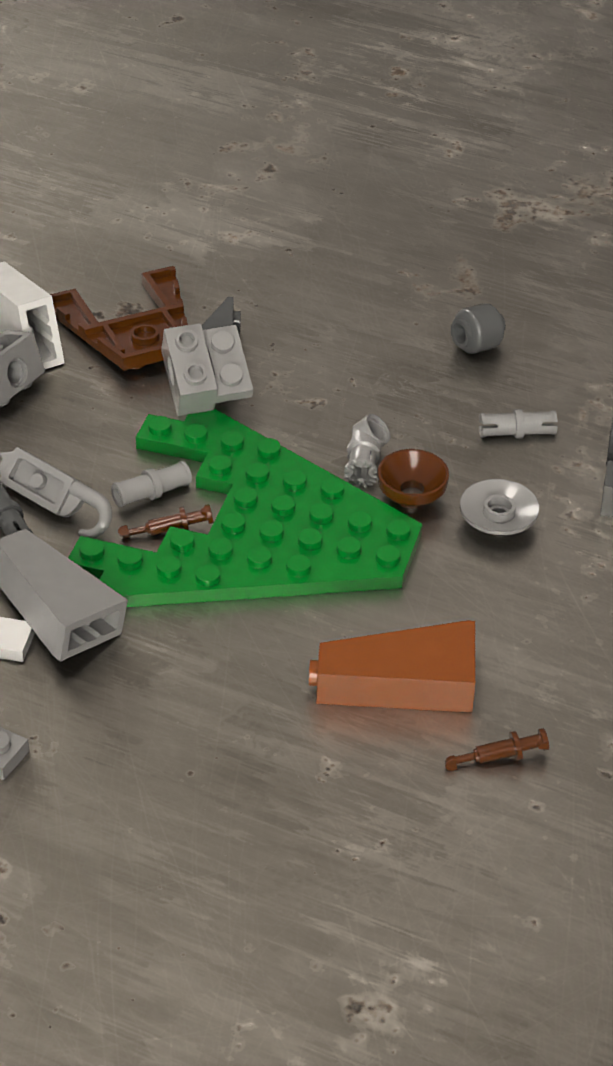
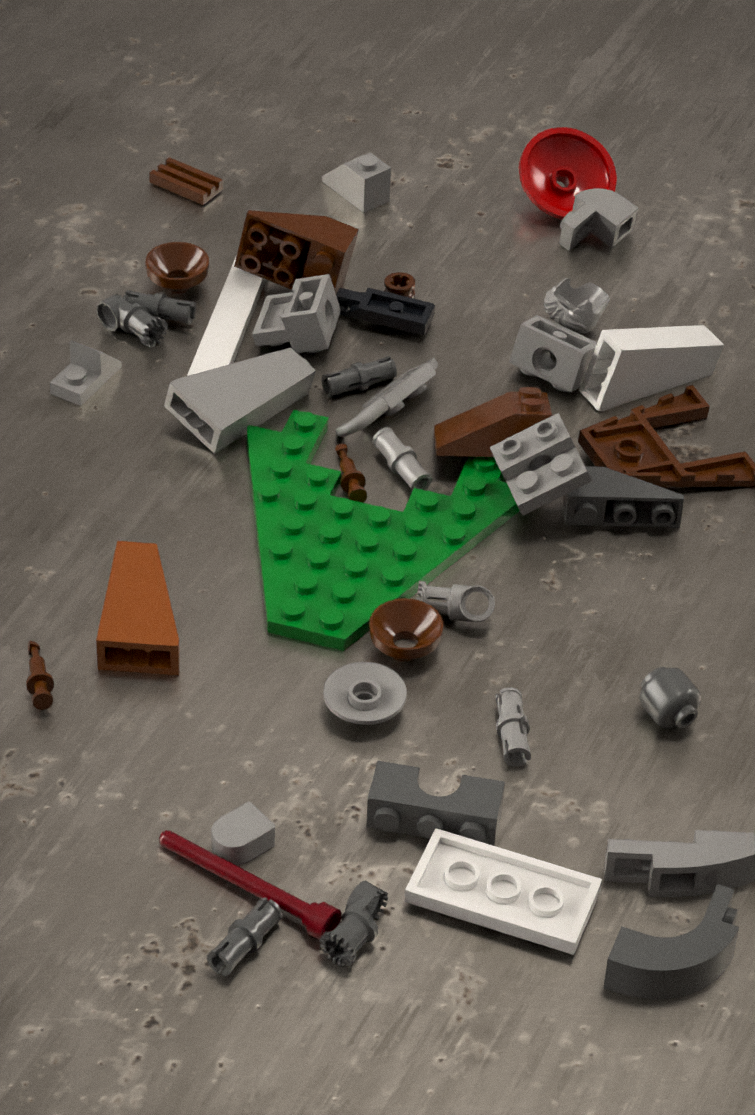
camera: 90 degrees right, 0 degrees up
(121, 407) = (490, 423): none -> reddish brown slope

